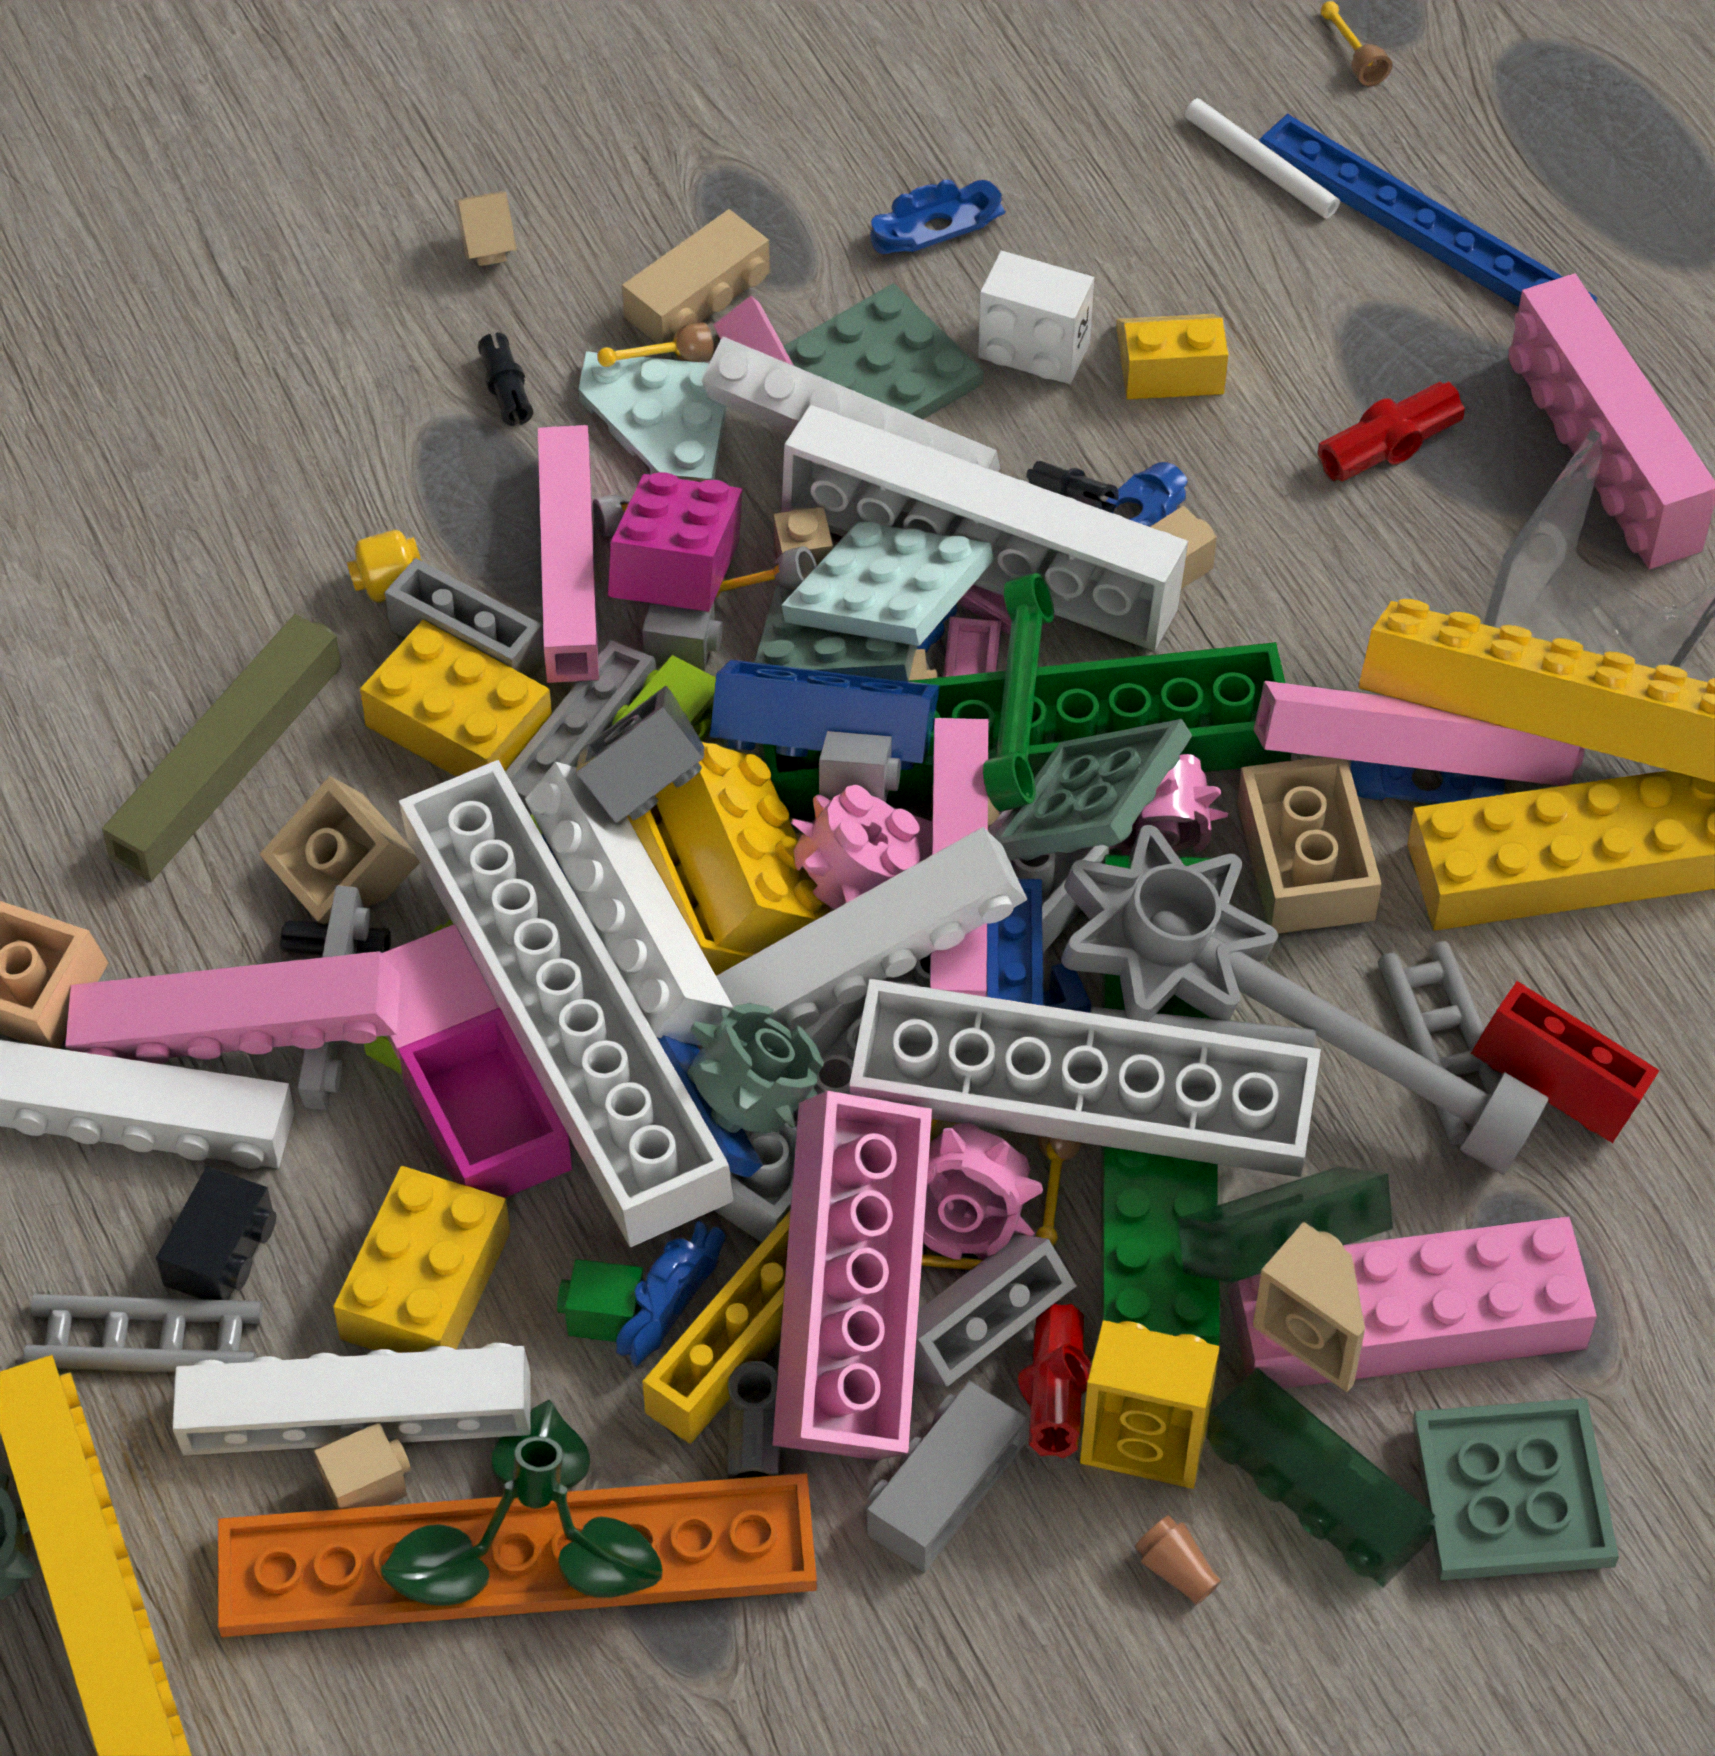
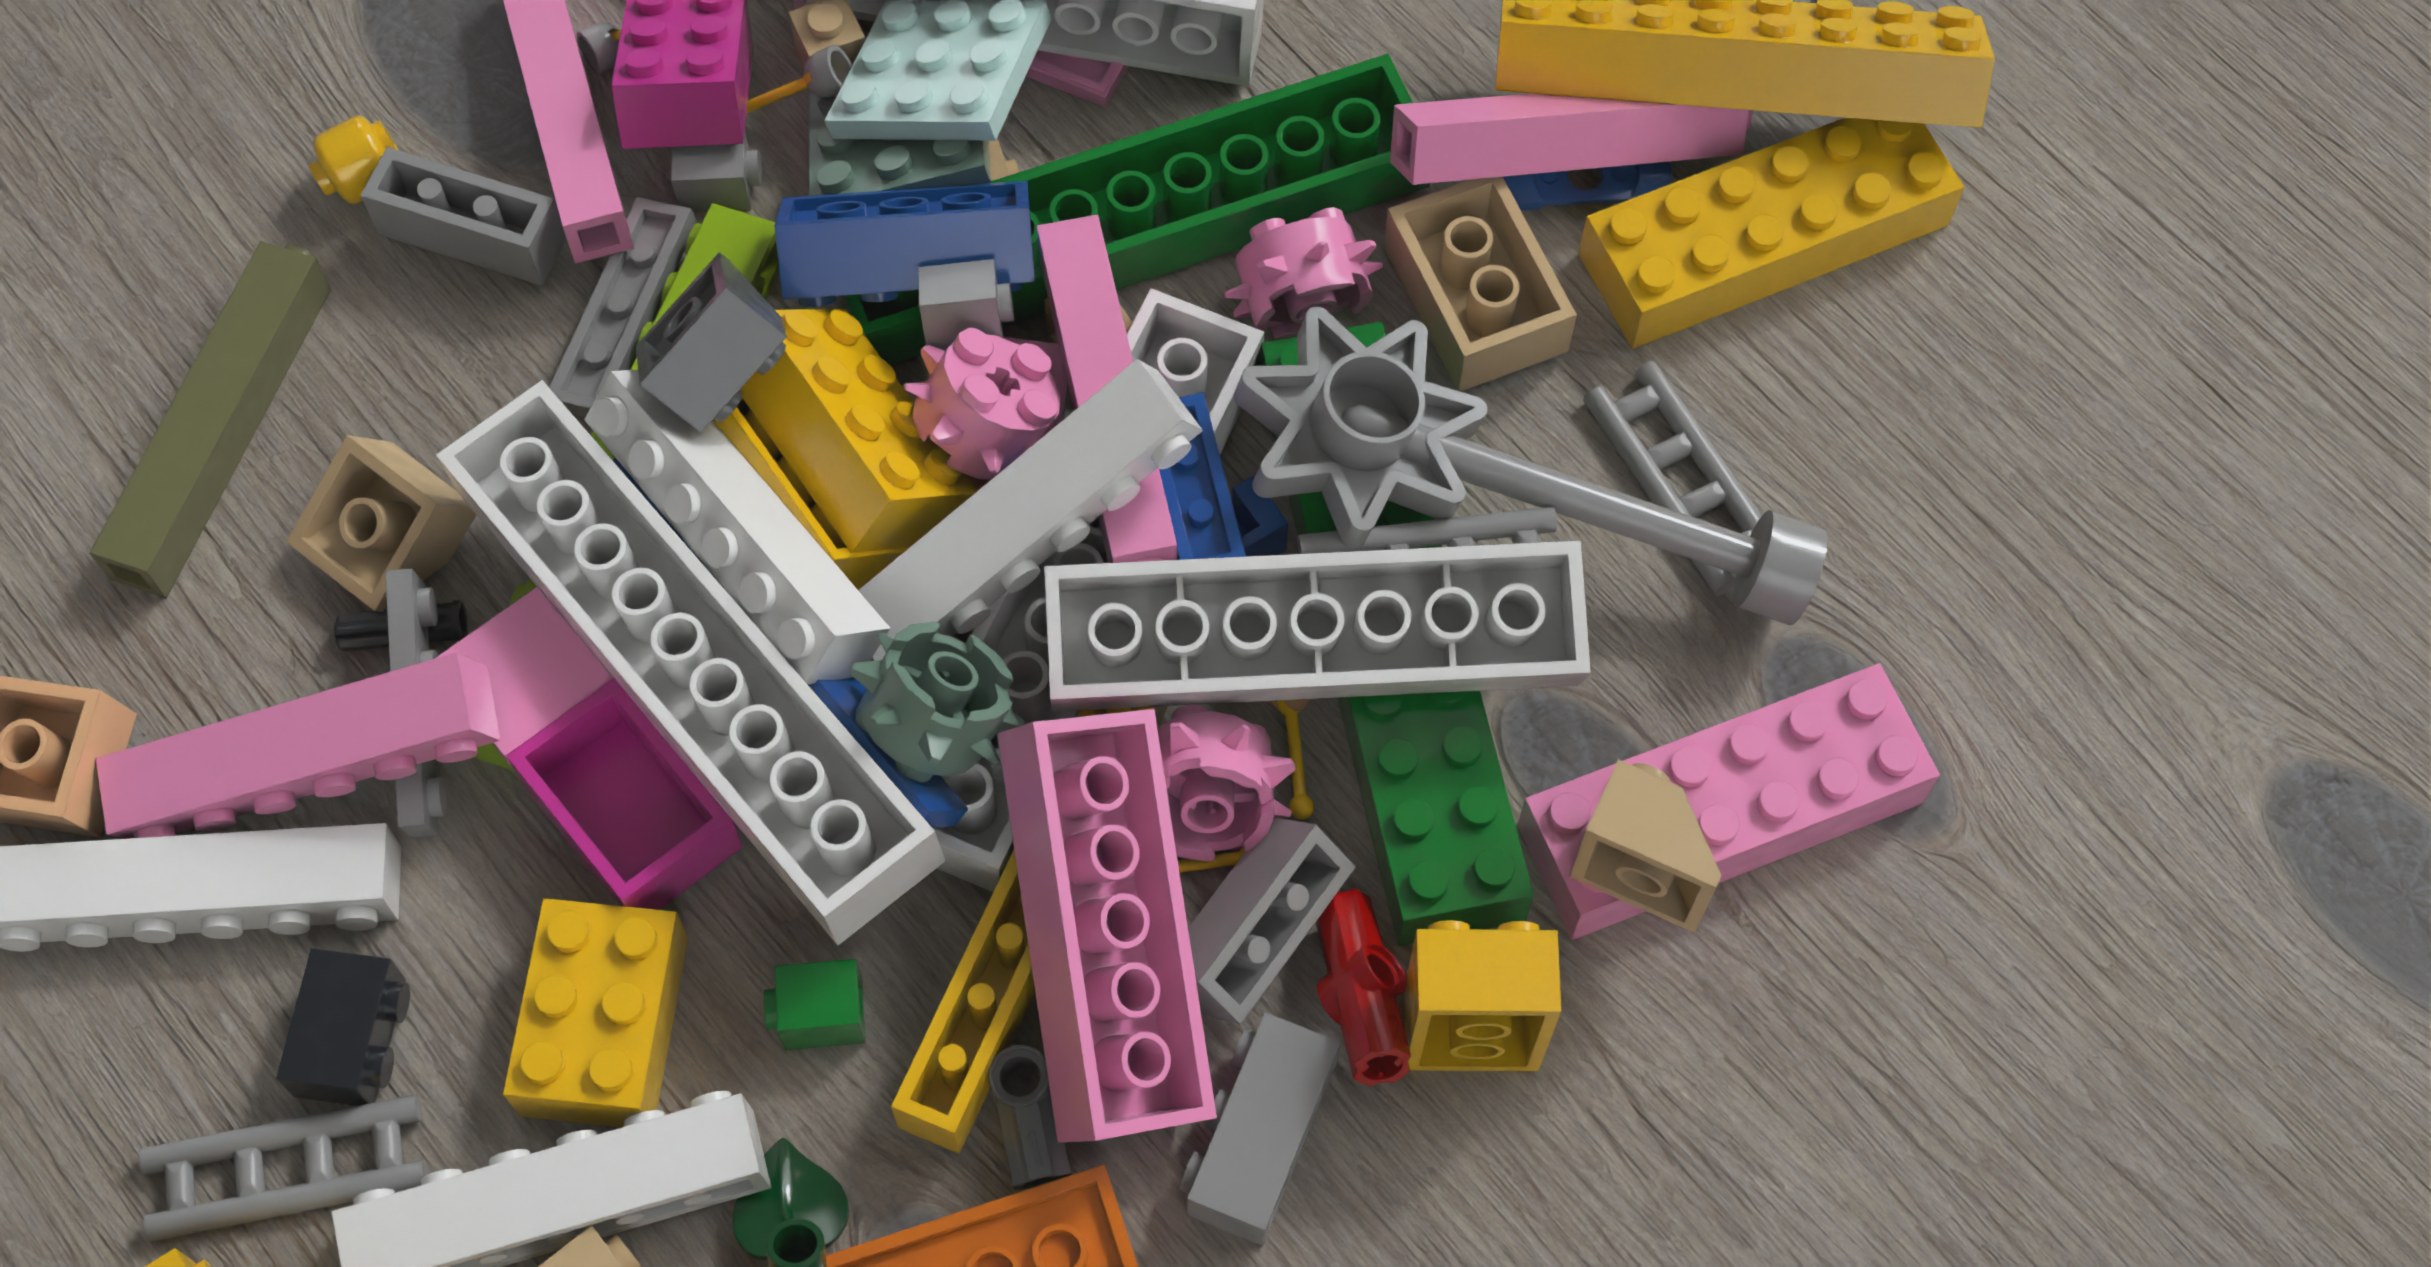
camera: 15 degrees left, 10 degrees up
(453, 702) = (473, 311): yellow brick -> none
(674, 1273) = (890, 976): blue piece -> none
(972, 646) = (1046, 125): bright pink tile -> none
(1009, 775) = (1136, 274): green piece -> none
(1093, 790) = (1237, 277): sand green plate -> none
(1176, 1558) = (1547, 1167): nougat cone -> none
(1245, 1233) = (1572, 746): clear green brick -> none
(1319, 1478) = (1683, 1033): clear green brick -> none
(1514, 1489) = (1893, 993): sand green plate -> none
(1565, 1061) = (1824, 478): red brick -> none

